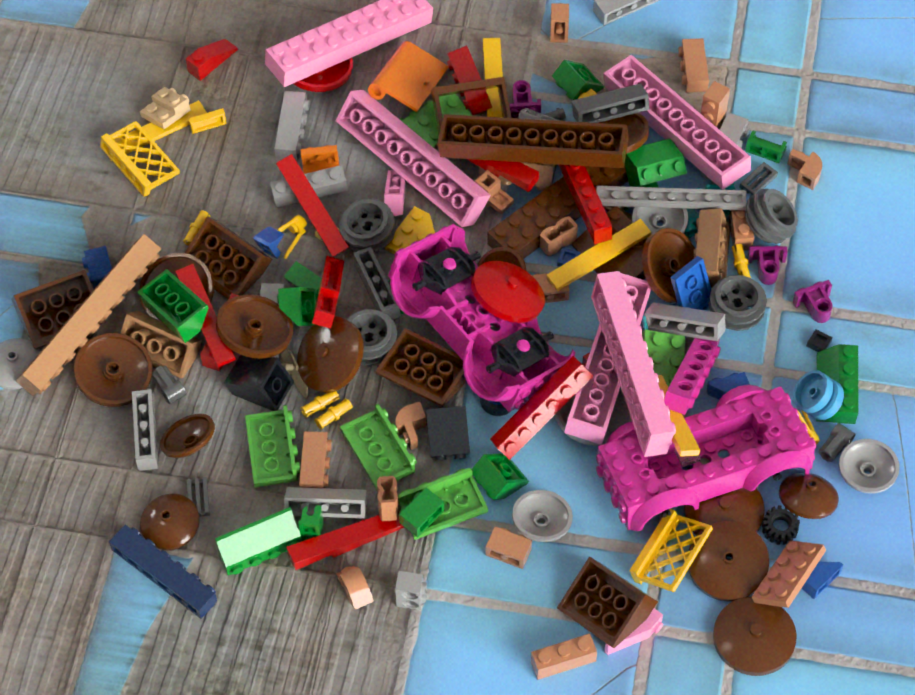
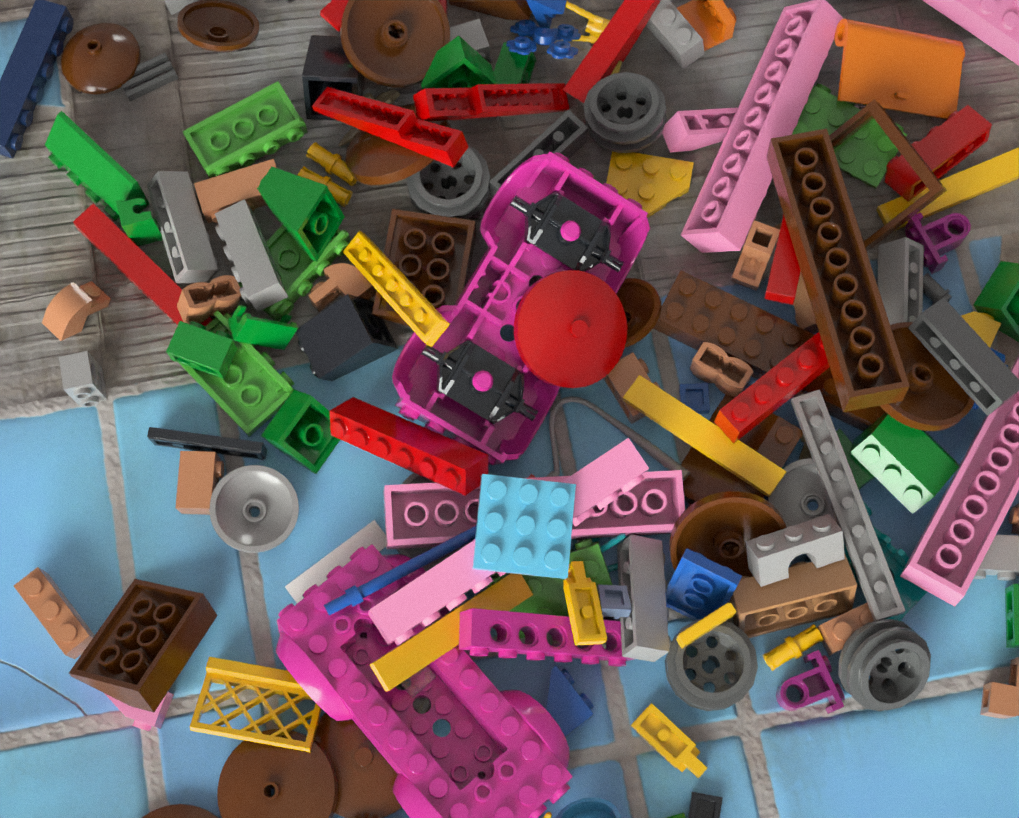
camera: 70 degrees right, 15 degrees up
(291, 252) = (544, 36): none -> blue plant
(322, 345) = (393, 124): none -> red slope
(353, 420) = (302, 208): none -> green slope
(368, 463) = (250, 255): none -> light grey brick
(424, 473) = (260, 330): none -> green hinge
(434, 380) = (396, 289): none -> yellow tile
(483, 534) = (207, 443): none -> black tile
(588, 293) = (646, 445): none -> light grey piece
(593, 488) = (340, 556): none -> white sticker
(630, 456) = (355, 595): none -> blue bar
(631, 340) = (524, 526): none -> medium azure plate
(681, 345) = (583, 607): none -> yellow hinge
(683, 333) = (614, 601): none -> sand blue tile
(688, 241) = (772, 553): none -> light grey arch
(718, 287) = (705, 625): none -> yellow tile
(750, 189) = (935, 616): dark grey tile -> none
(773, 343) = (668, 740): none -> yellow hinge
(814, 299) = (774, 781): magenta pin -> none

